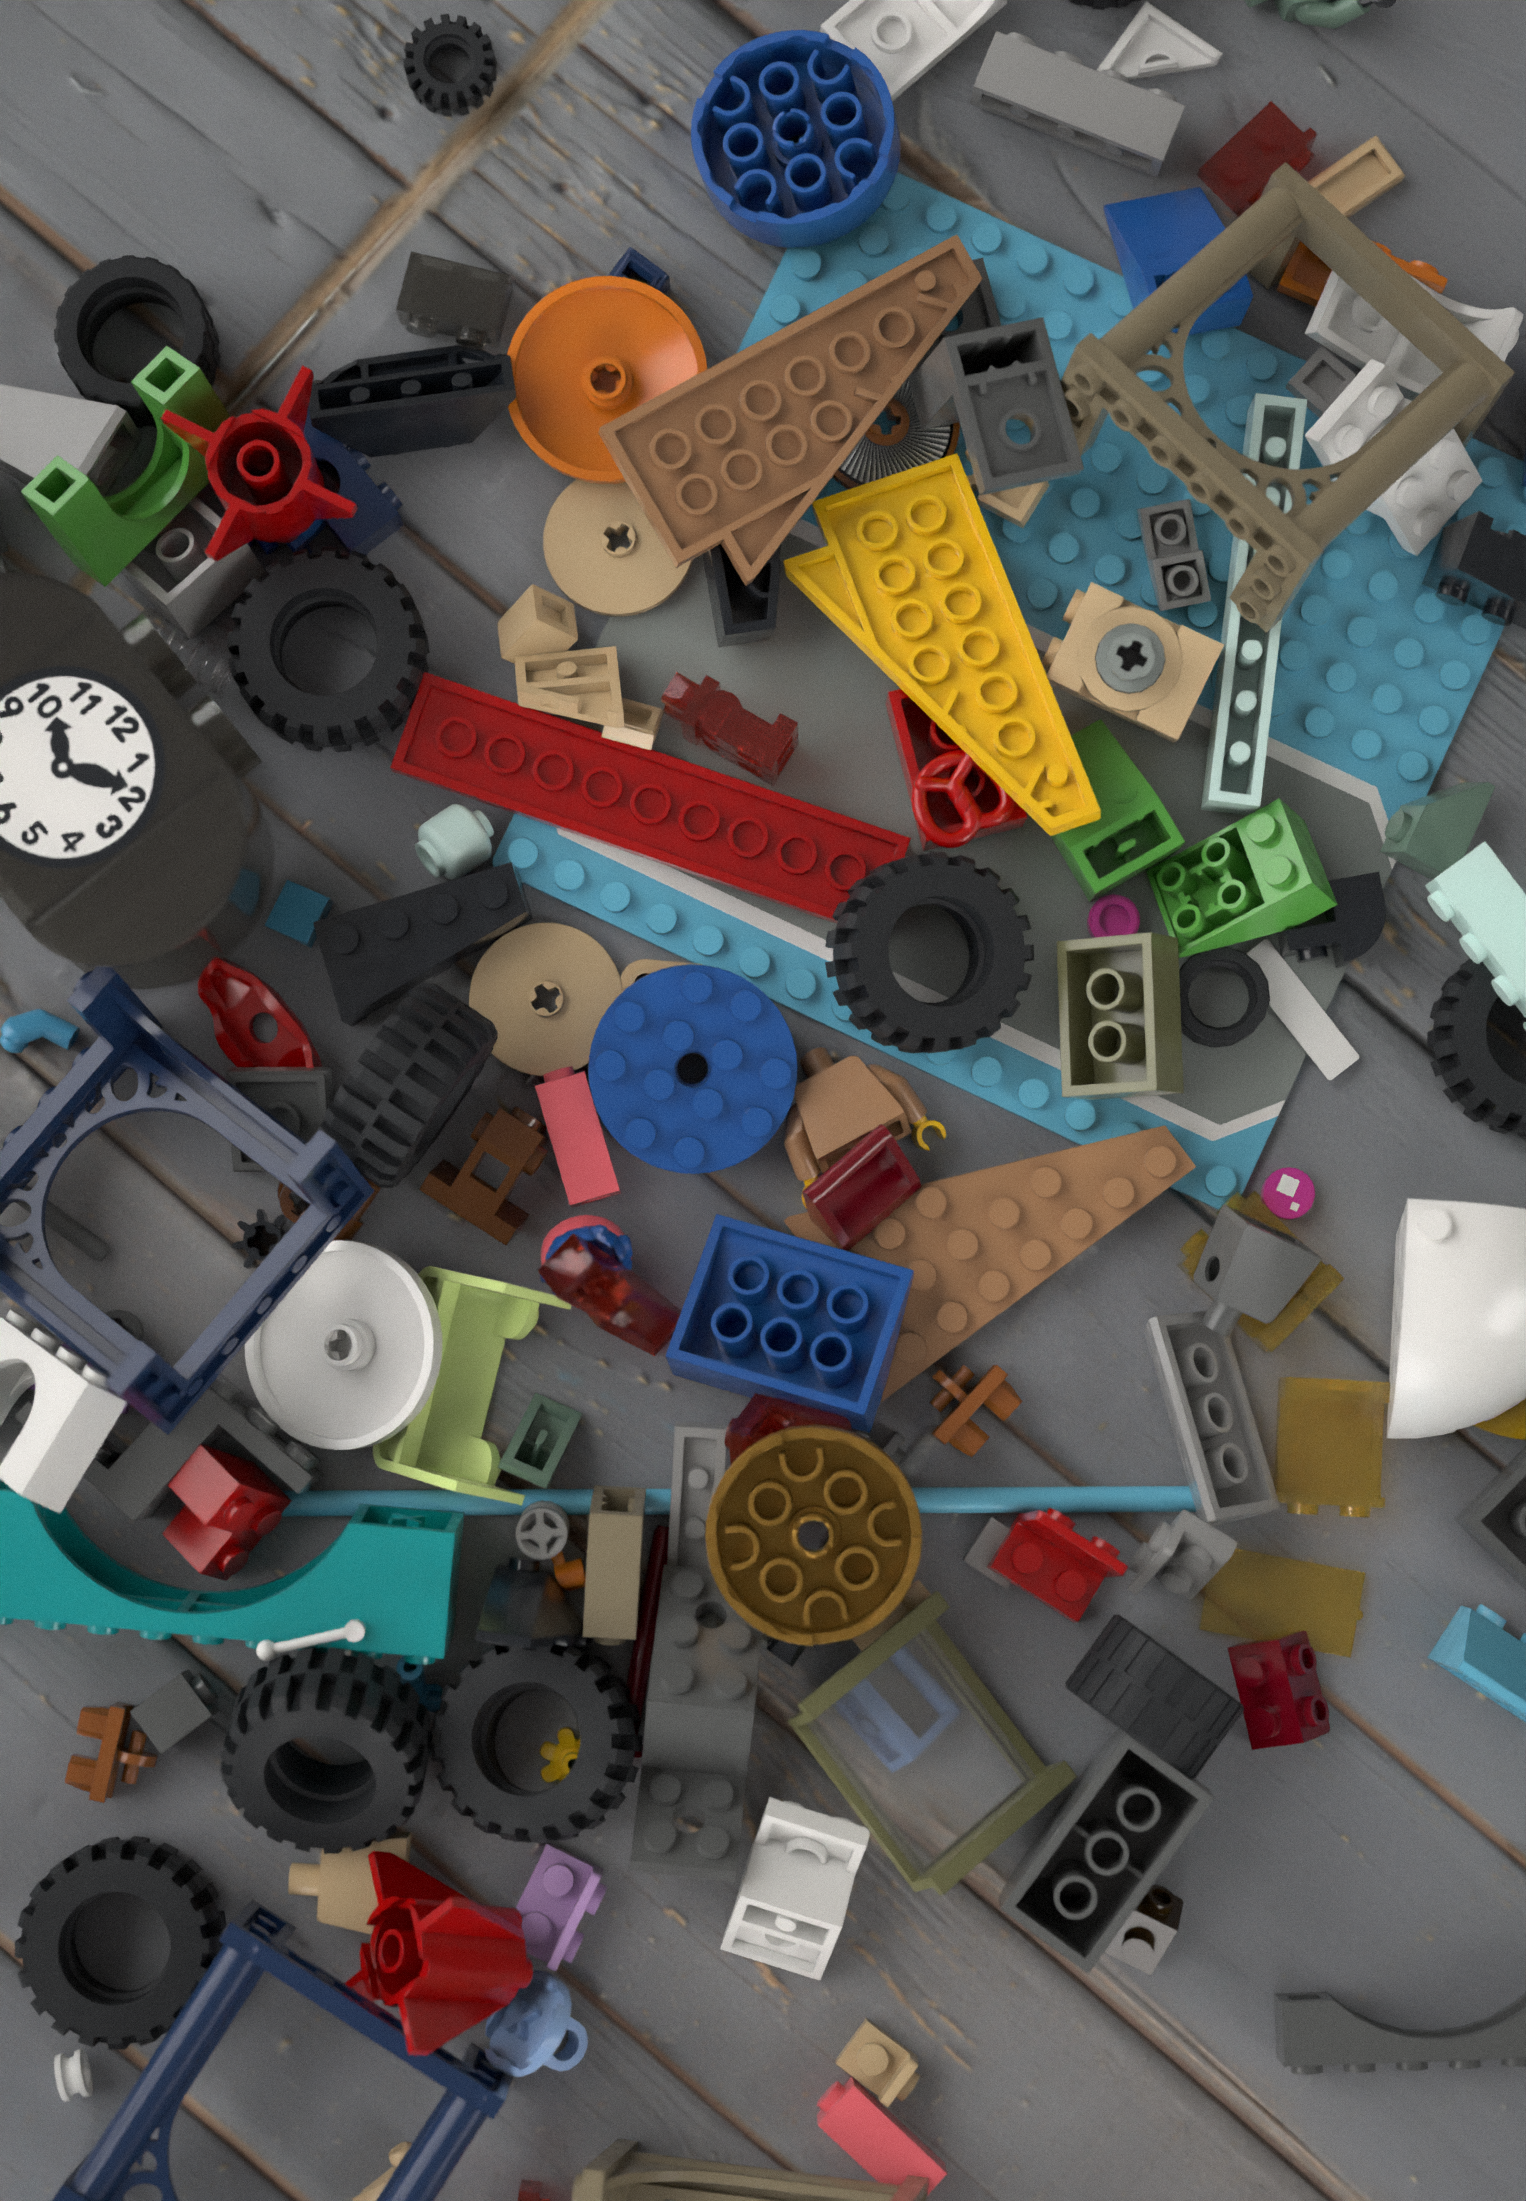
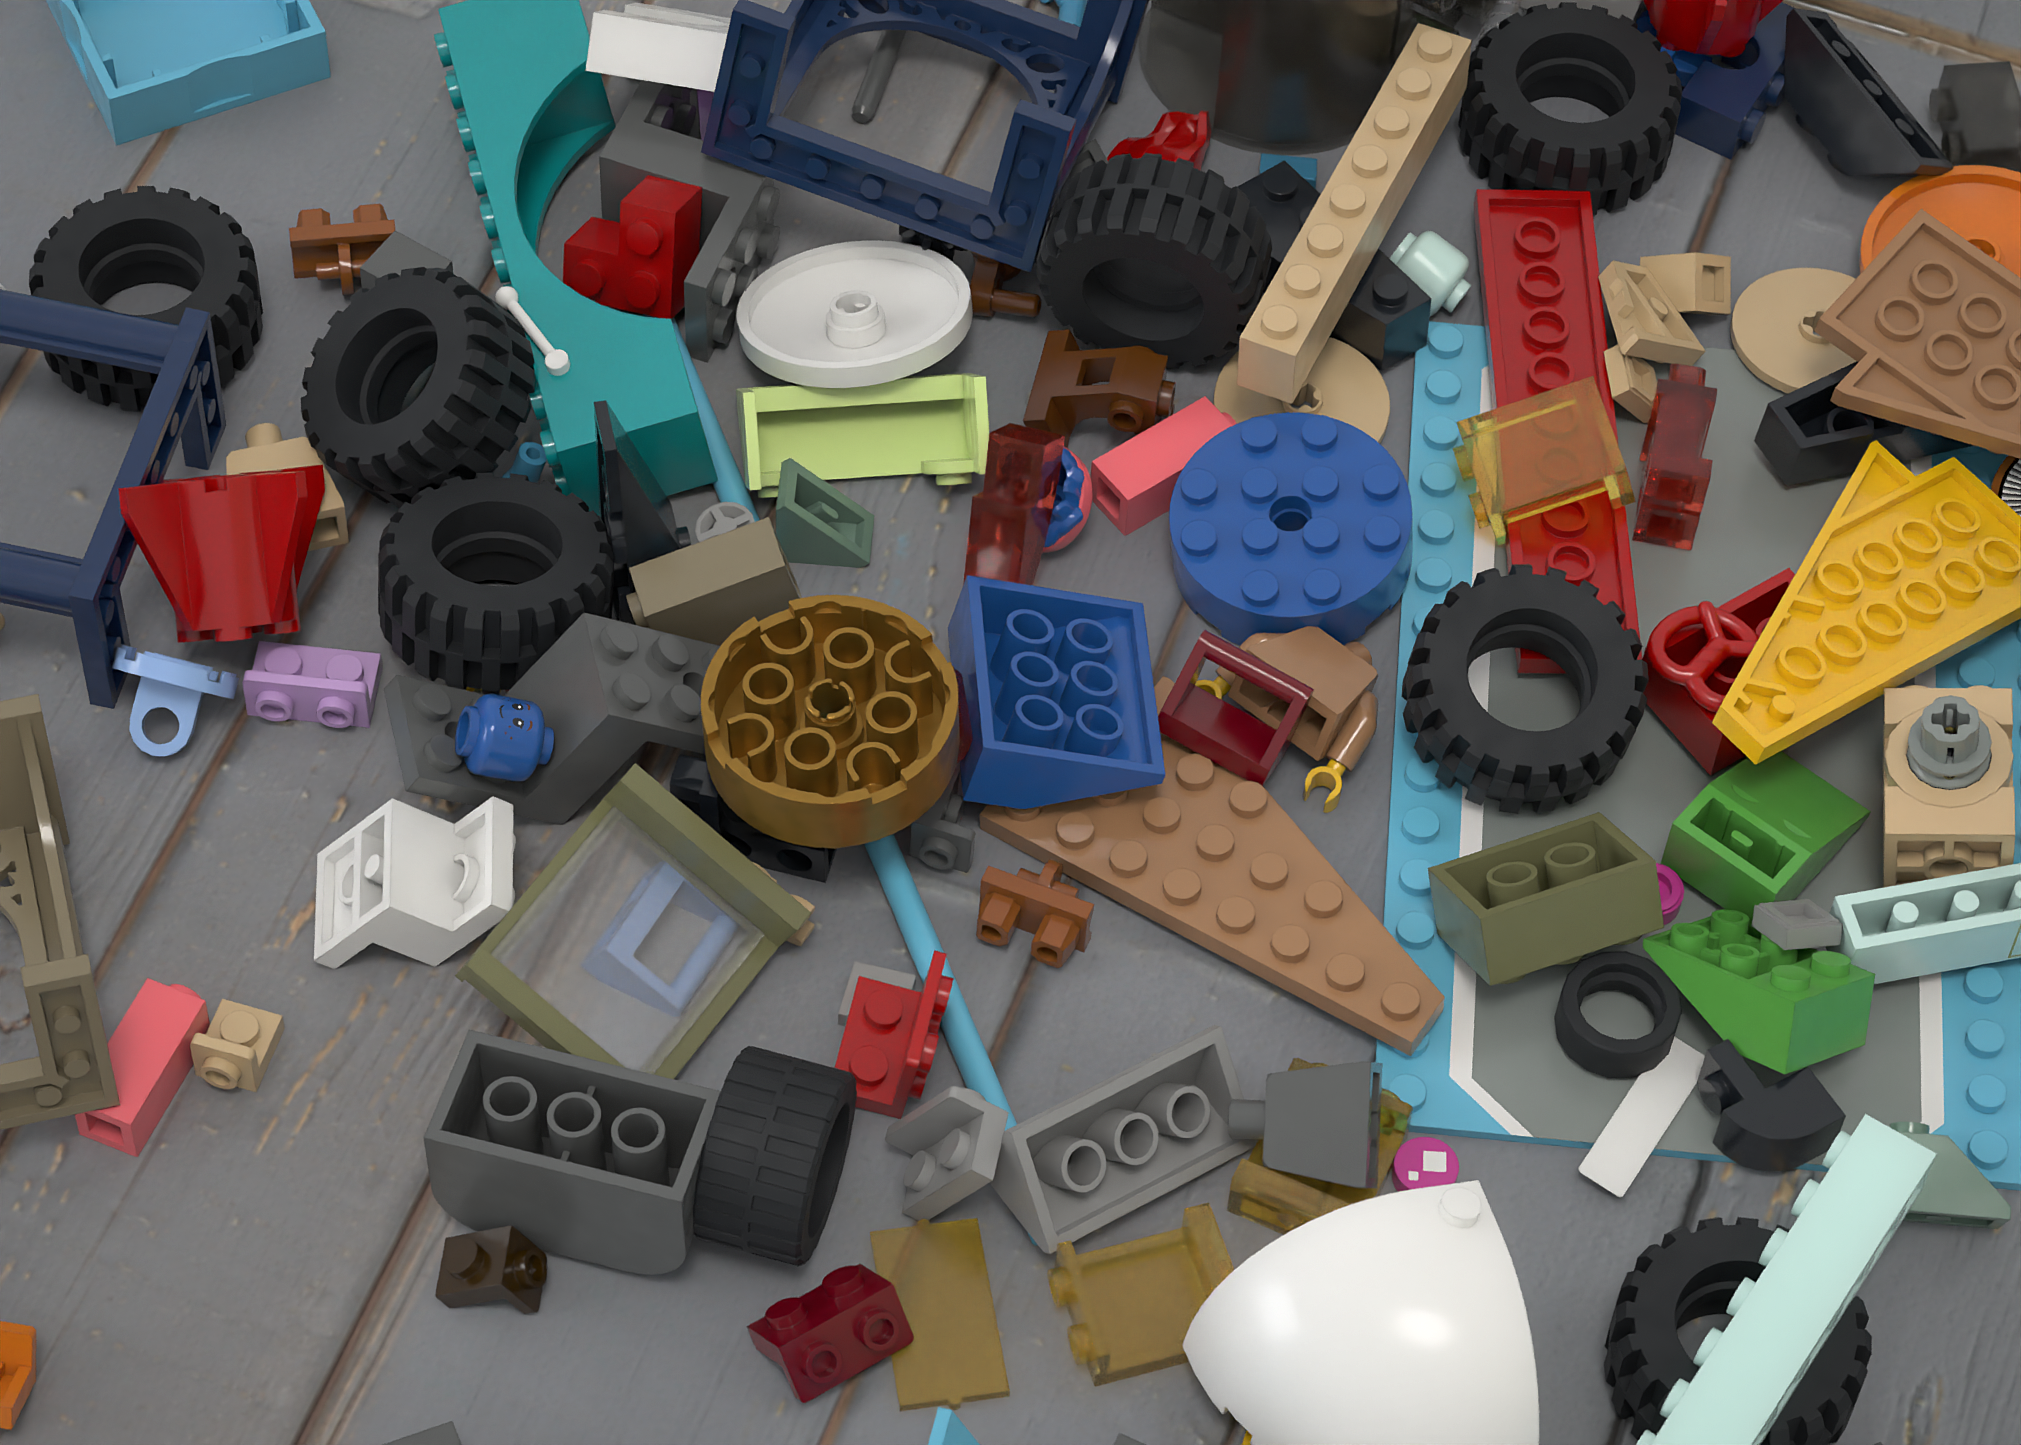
camera: 70 degrees right, 30 degrees down
(418, 895) = (1353, 214): none -> tan brick
(699, 837) = (1541, 456): none -> clear yellow panel
(718, 1791) = (503, 738): none -> blue head
(1211, 835) = (1797, 924): none -> light grey tile

